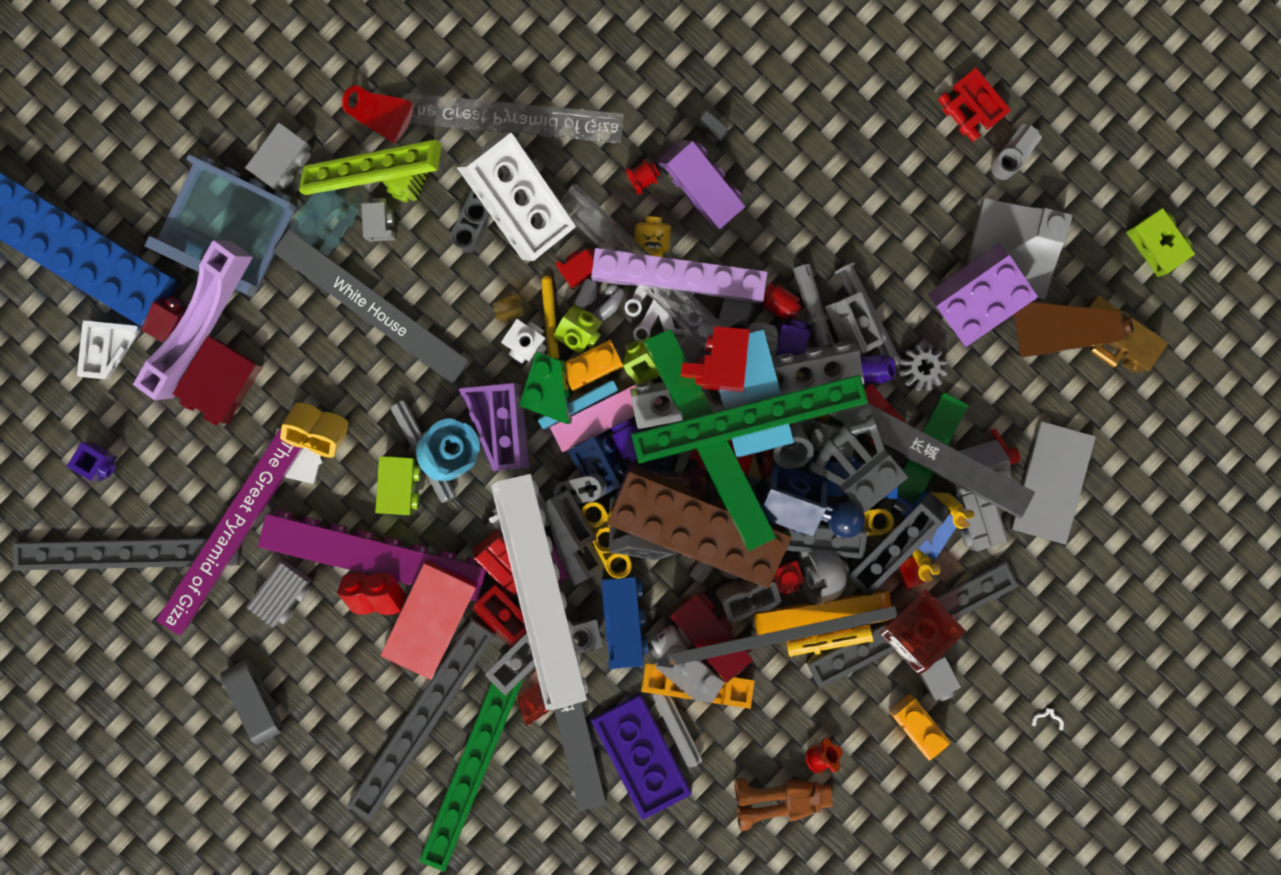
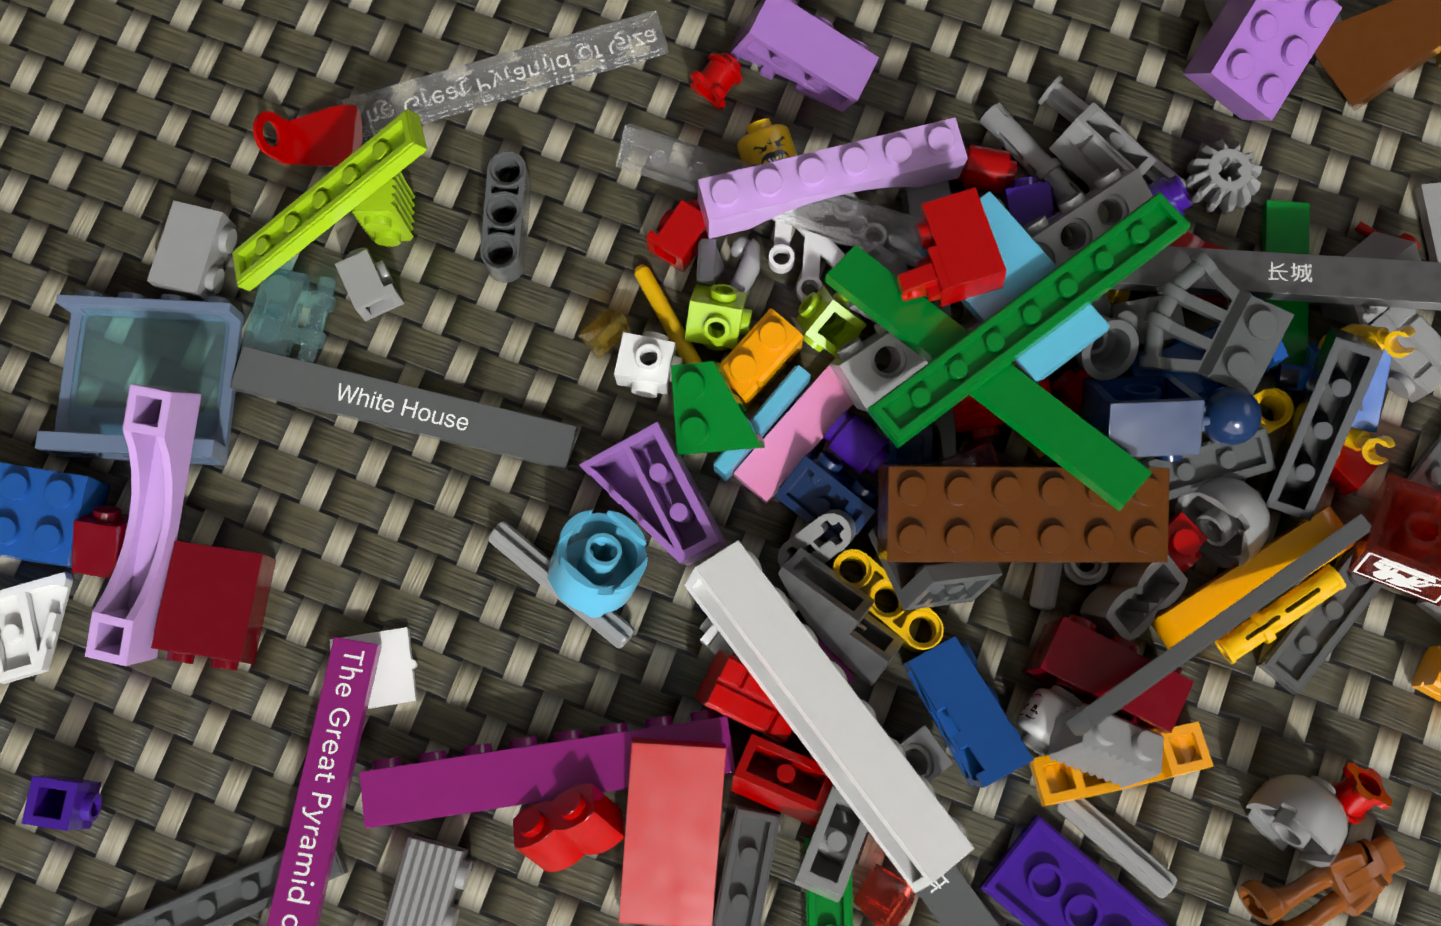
camera: 20 degrees left, 10 degrees down
(314, 429) = (385, 615): yellow brick -> none
(397, 485) = (543, 647): lime brick -> none
(534, 196) = (554, 162): white brick -> none
(785, 755) = (1300, 814): none -> light grey cylinder

